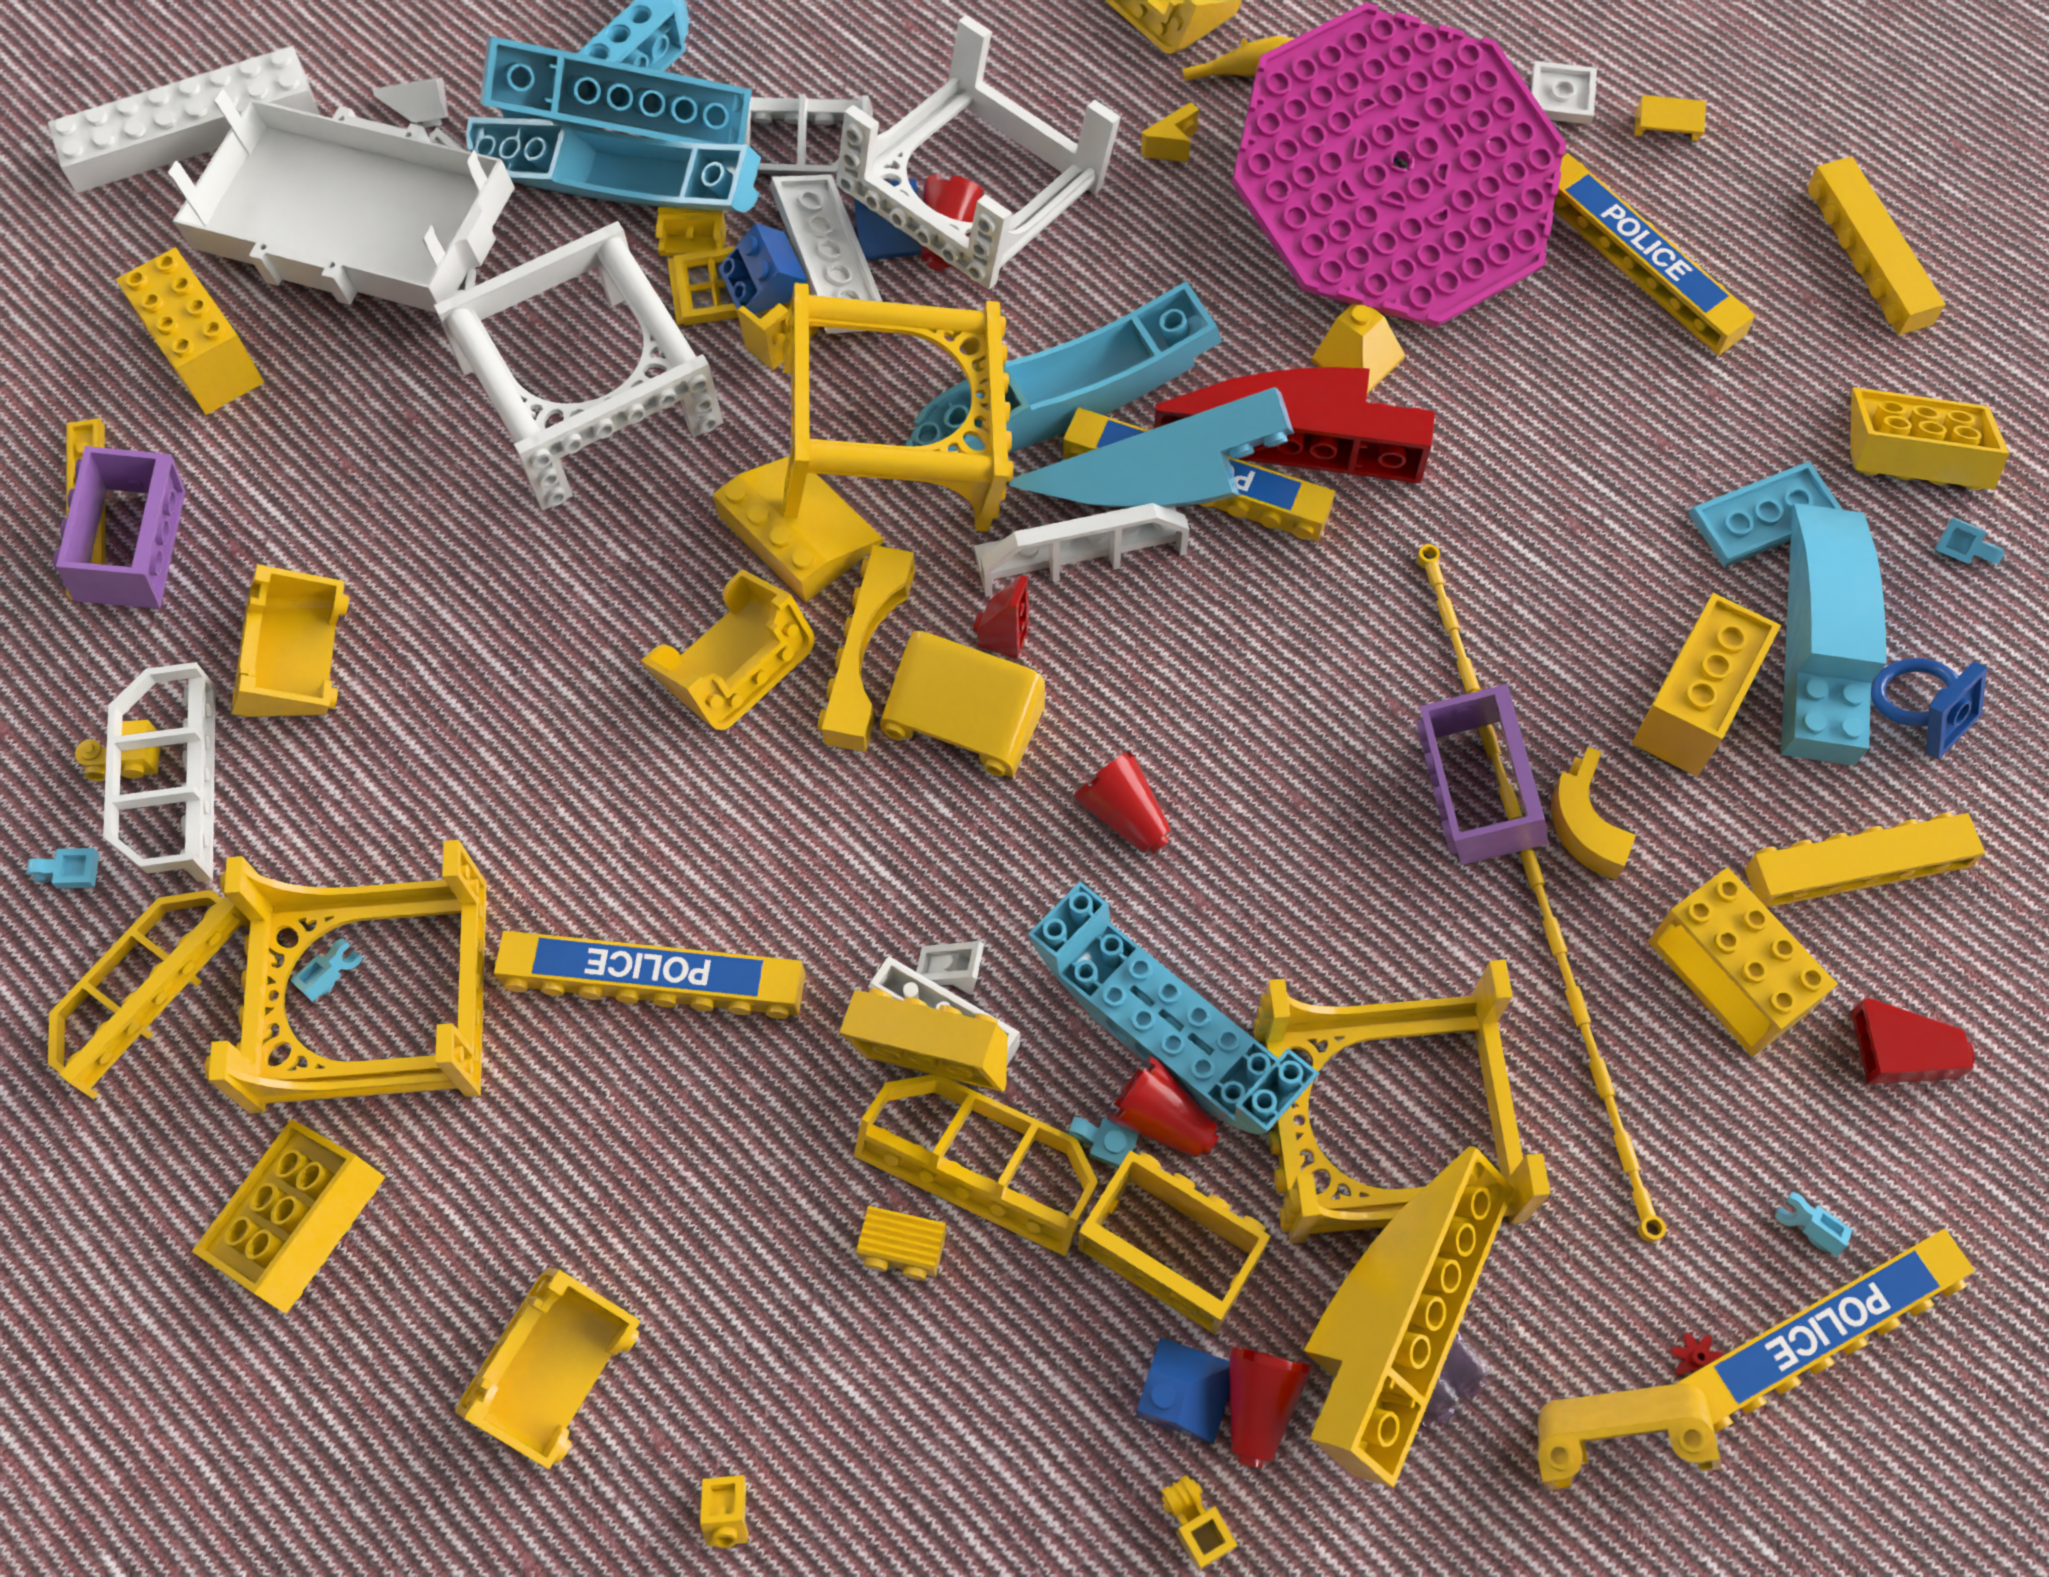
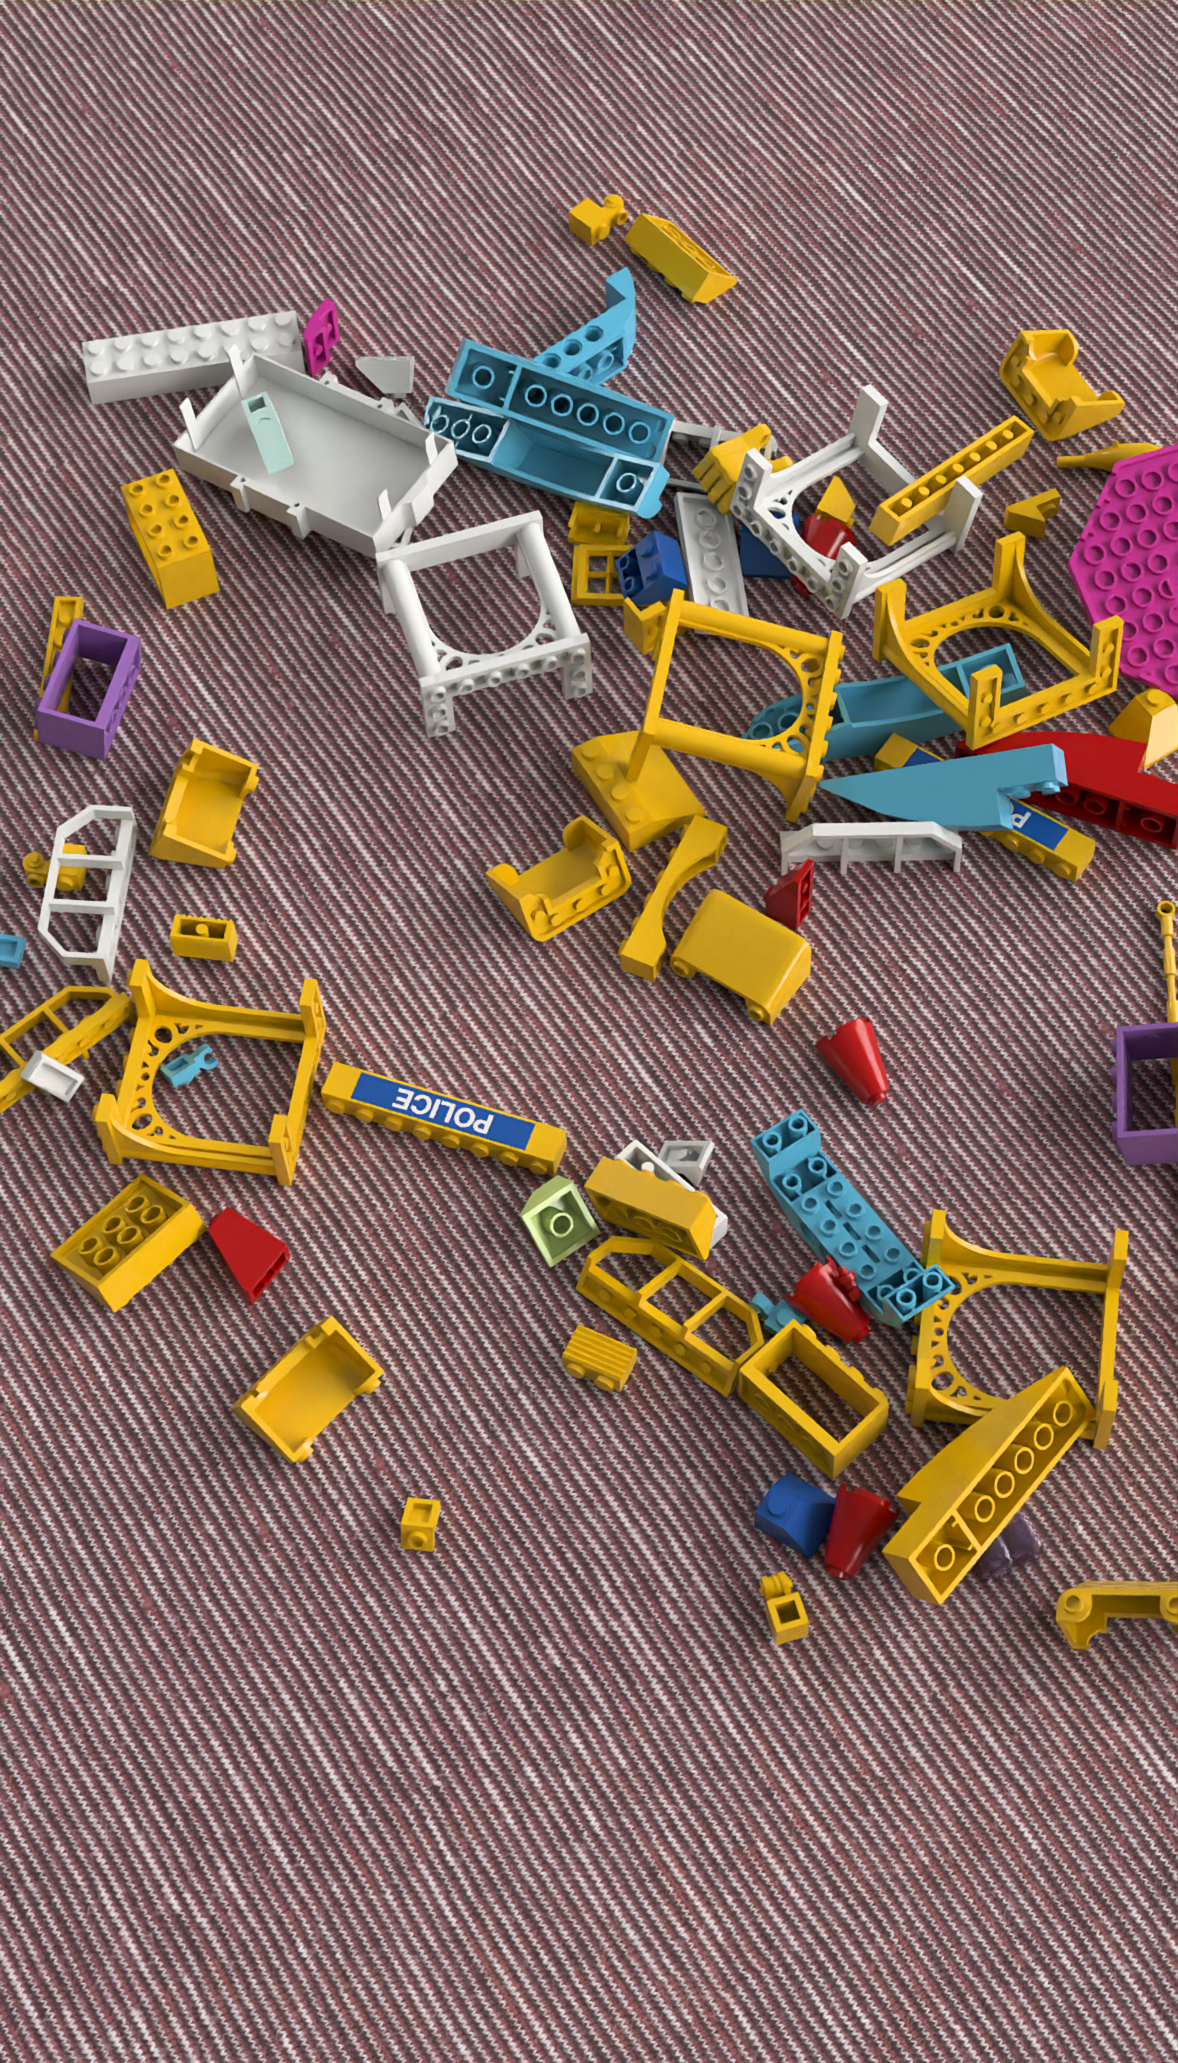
camera: 15 degrees right, 5 degrees down
(153, 1021) = (52, 1076): none -> white tile
(283, 187) = (268, 432): none -> light aqua slope
(315, 806) = (203, 938): none -> yellow brick
(328, 70) = (320, 336): none -> dark pink slope
(440, 1197) = (247, 1252): none -> red slope
(814, 1074) = (558, 1220): none -> yellowish green slope
(819, 136) = (723, 465): none -> yellow piece
(954, 159) = (836, 504): none -> yellow slope
(1060, 125) = (932, 491): none -> yellow brick
(1173, 228) = (1010, 594): none -> yellow arch
(1181, 1083) = (846, 1279): none -> red piece

